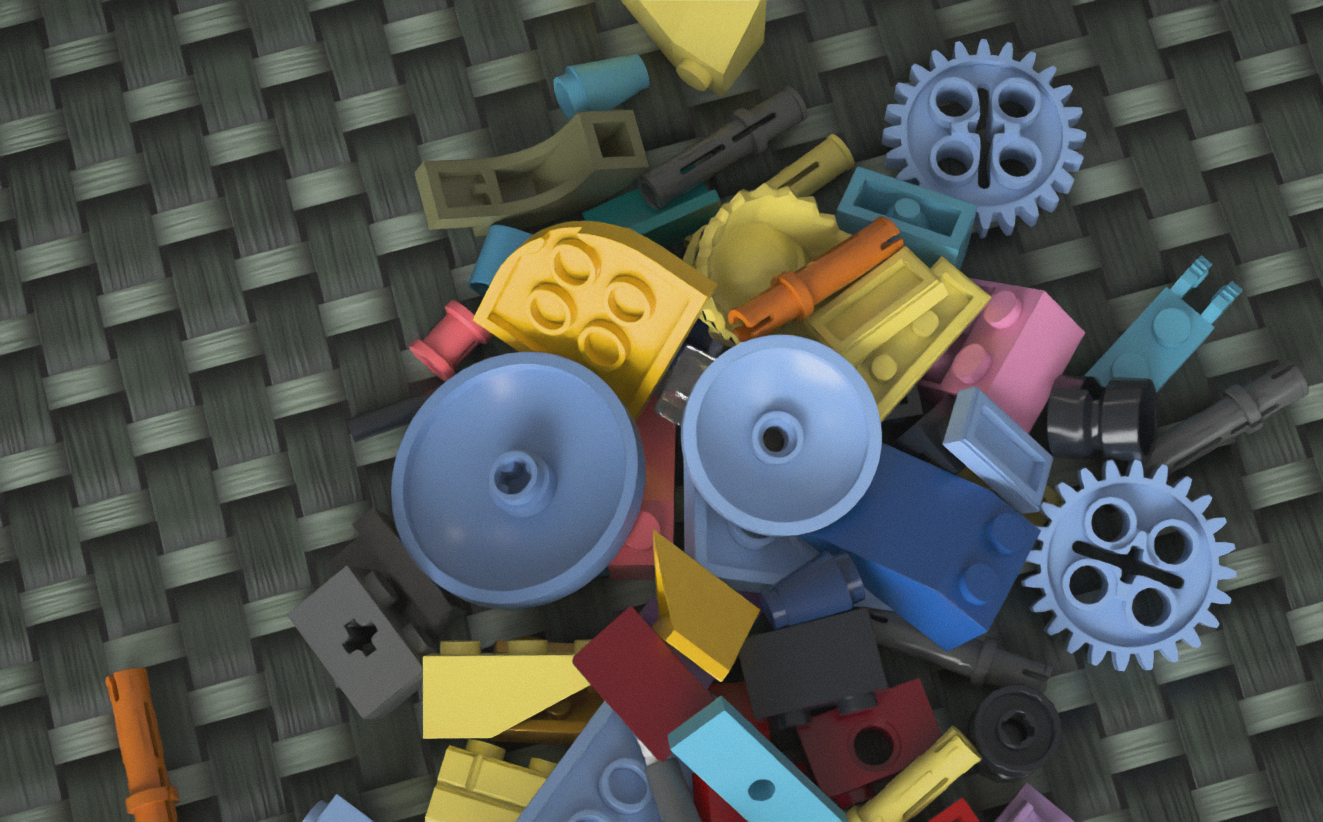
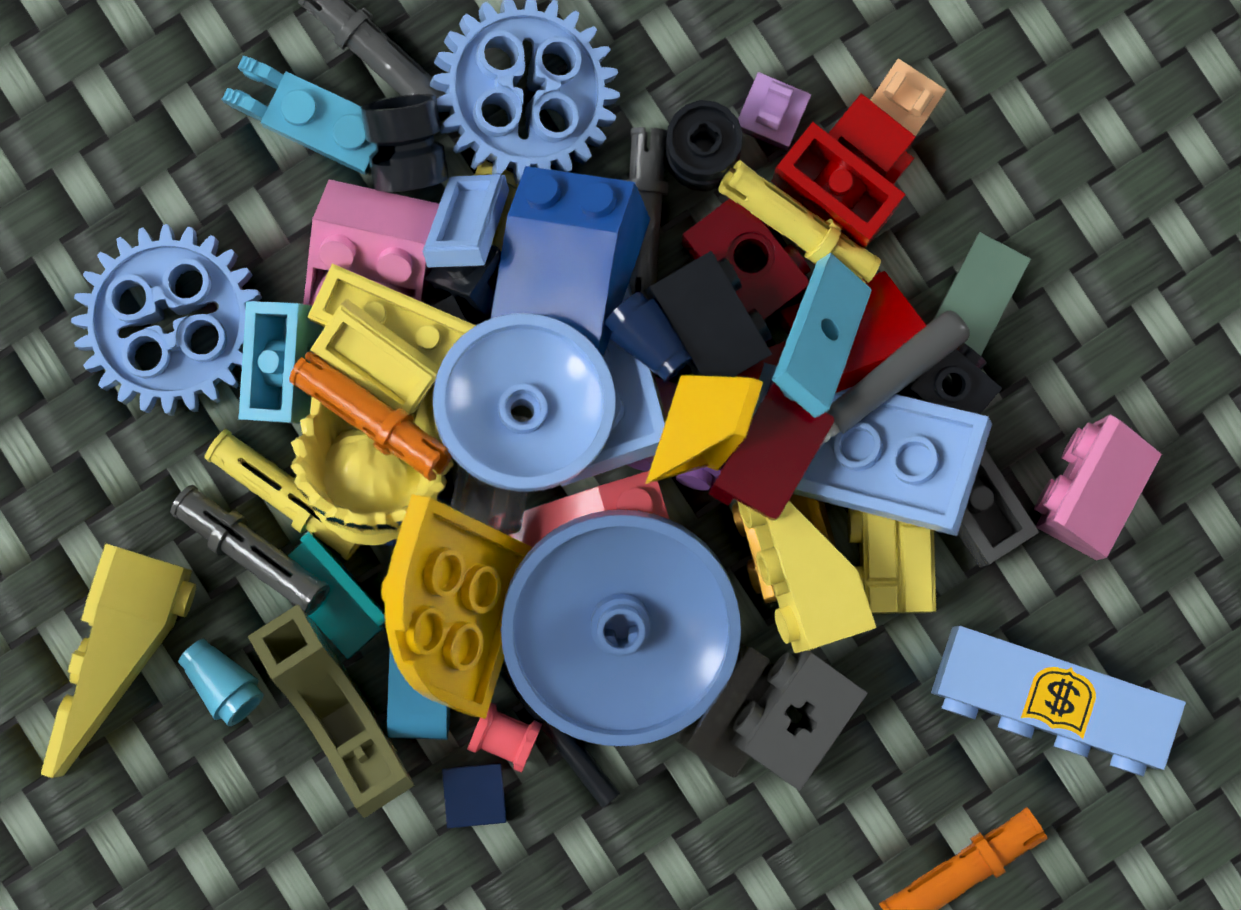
camera: 115 degrees left, 10 degrees up
(403, 297) = (474, 795): none -> dark blue tile

